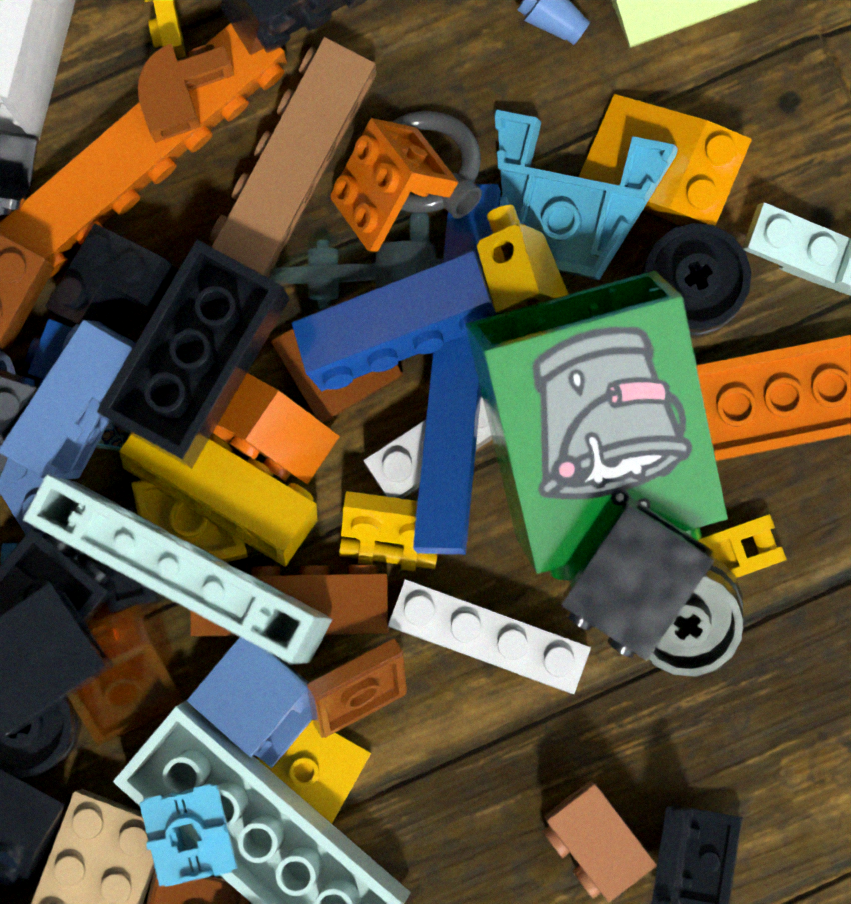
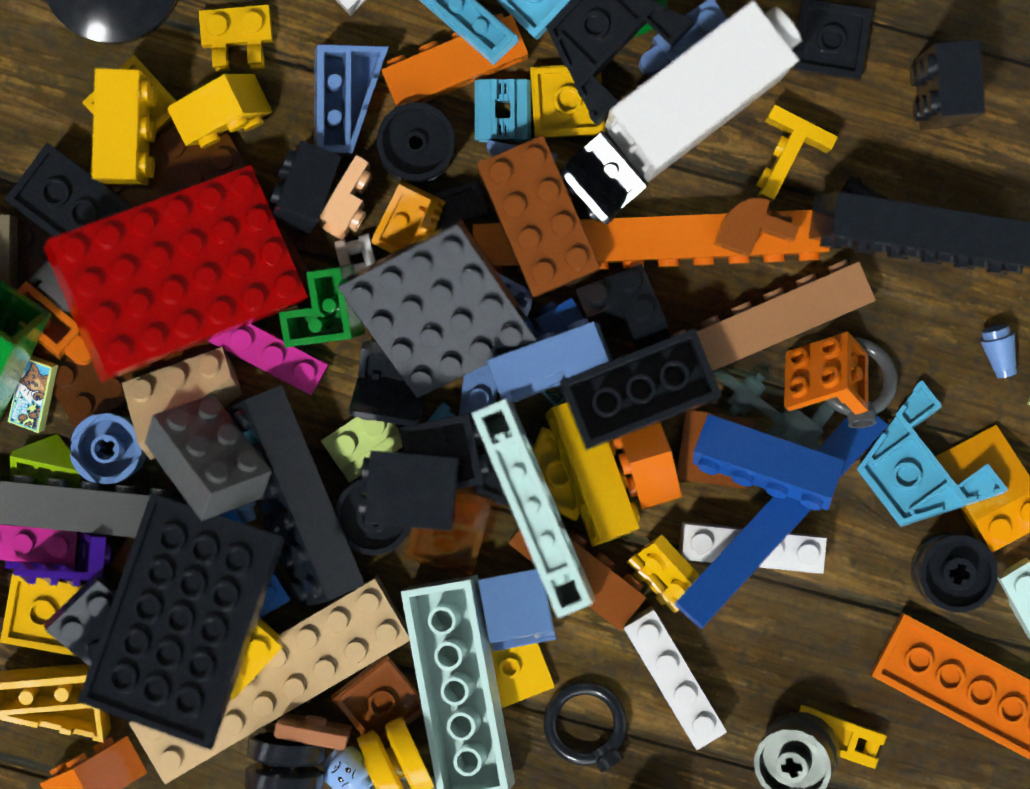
camera: 40 degrees right, 5 degrees up
(162, 822) = (403, 650): medium azure piece -> none
(357, 688) = (578, 649): dark orange plate -> none
(484, 782) = (607, 753): none -> black piece
(518, 263) = (858, 500): yellow torso -> none
(596, 407) = (835, 614): brick -> none
(636, 580) = (785, 722): black brick -> none

